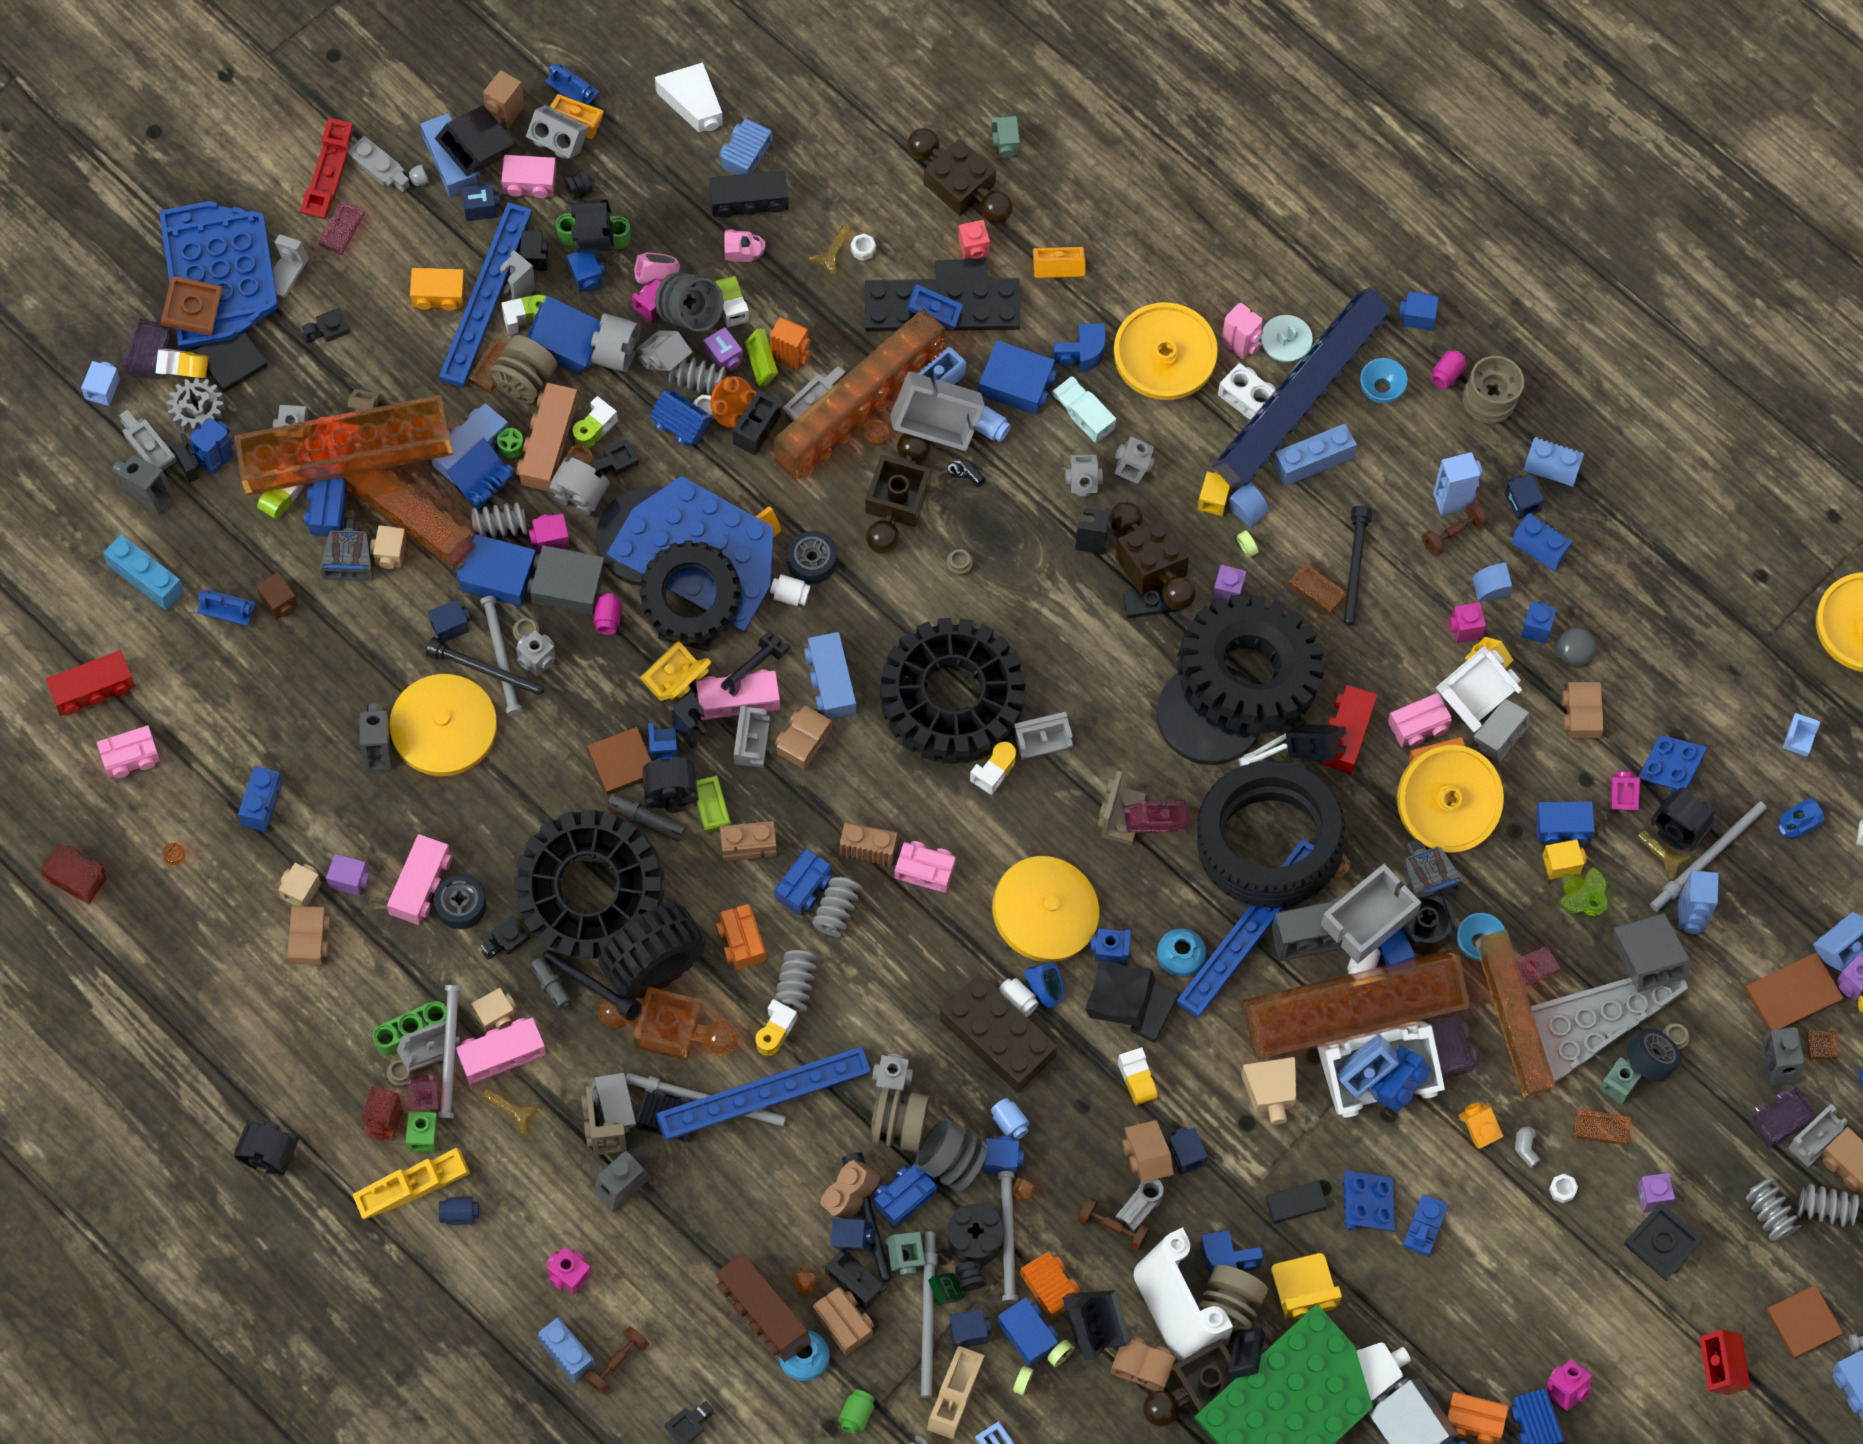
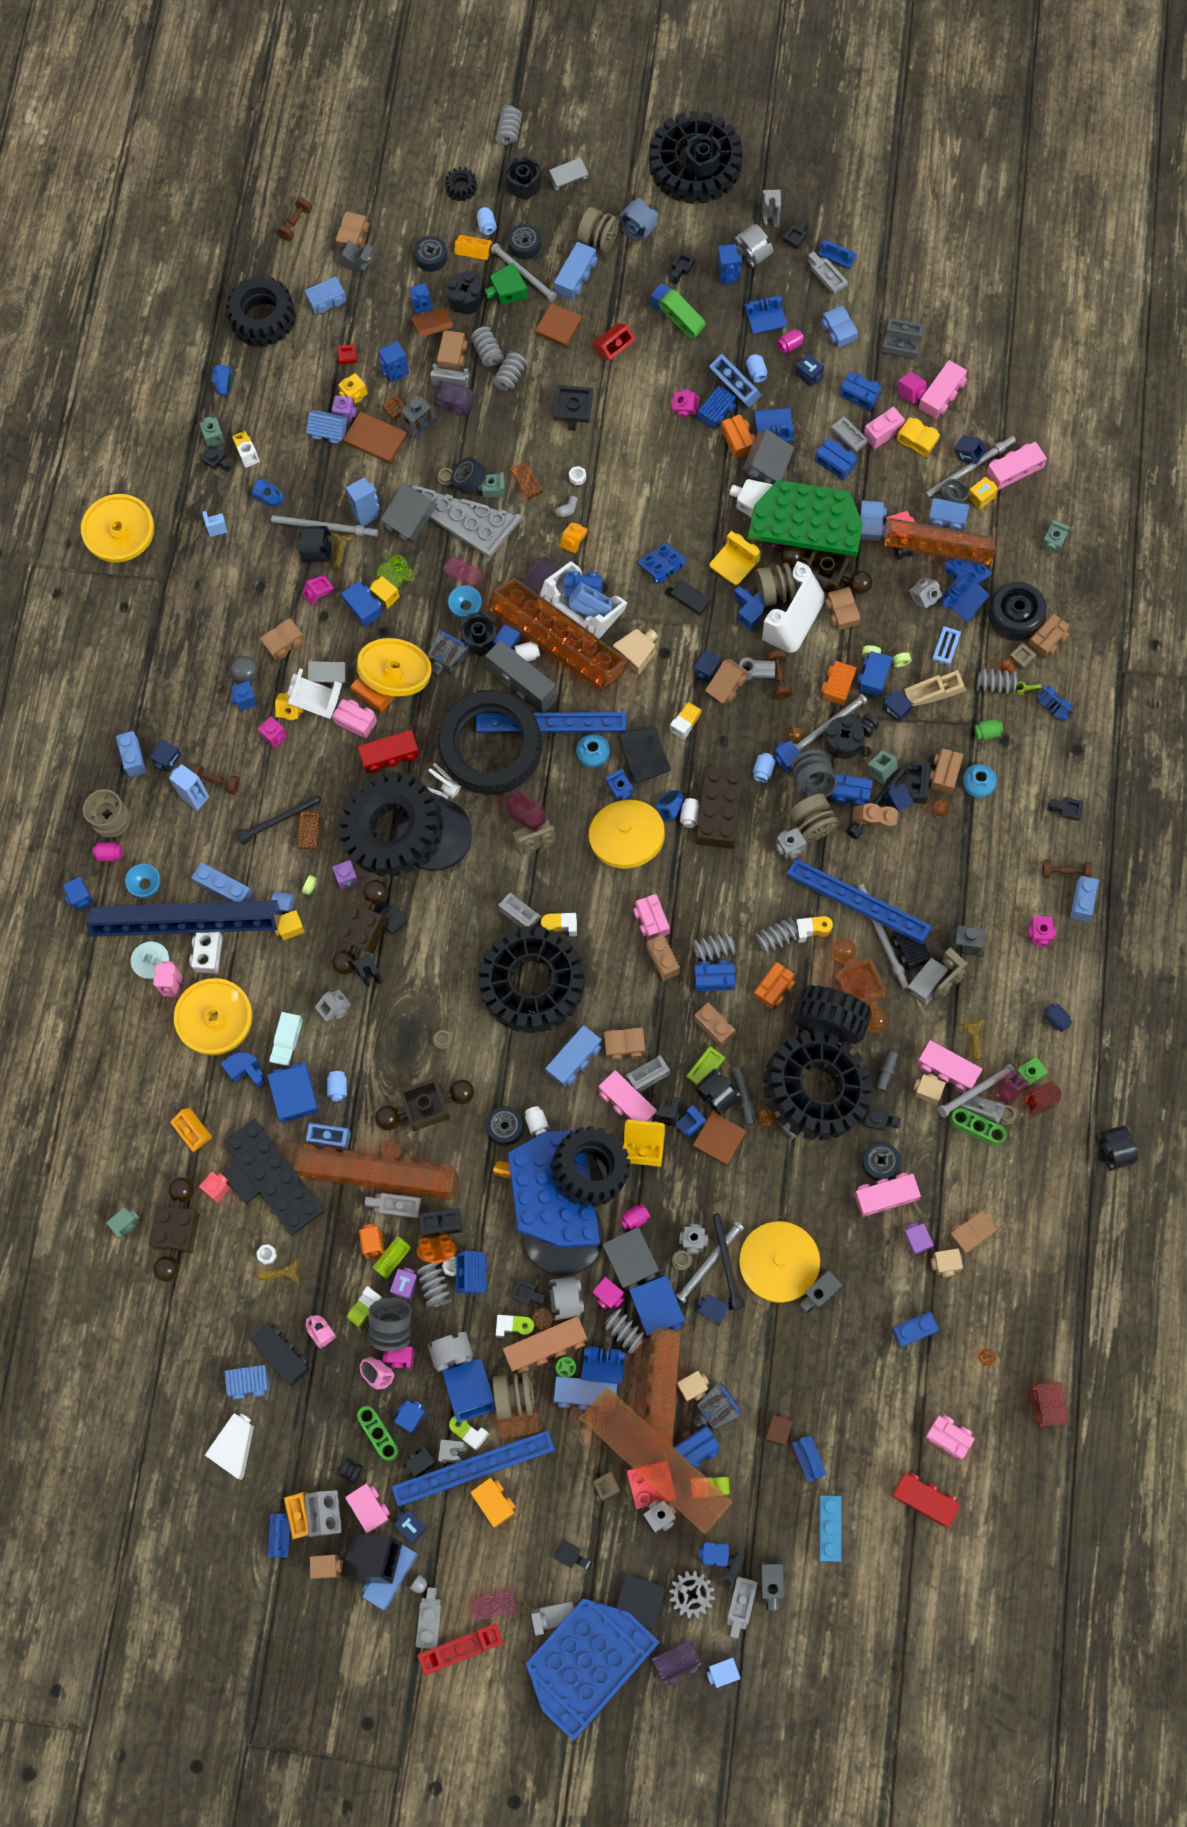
camera: 120 degrees left, 5 degrees up
(181, 363) = (670, 1627): leg -> none
(191, 305) = (628, 1653): dark orange tile -> none
(411, 1184) = (1063, 1056): yellow slope -> none
(592, 226) = (383, 1422): black brick -> none
(627, 1006) = (875, 1004): black piece -> none
(663, 350) = (435, 1316): light grey brick -> none
(763, 1308) = (977, 811): reddish brown brick -> none
(768, 648) = (582, 1104): black hinge -> none
(931, 1262) = (904, 734): light grey bar -> none
(937, 411) = (357, 1113): light grey piece -> none
(940, 307) = (283, 1171): blue hinge -> none
(945, 1288) = (884, 733): dark green tile -> none
(966, 469) = (377, 1079): black arm -> none
(1096, 1321) = (845, 639): black bracket -> none
(1138, 456) = (301, 983): light grey brick -> none
(1246, 1353) = (802, 551): black tile -> none
(1315, 741) = (412, 757): black hinge -> none
(1370, 913) = (507, 643): light grey piece -> none
(1425, 1225) = (651, 528): blue hinge -> none
(1492, 582) = (235, 737): medium blue brick -> none
(1515, 1013) = (499, 553): clear orange brick -> none
(1541, 542) = (190, 727): blue brick -> none
(1654, 1190) = (545, 429): medium lavender brick -> none
(1672, 763) = (281, 575): blue hinge -> none

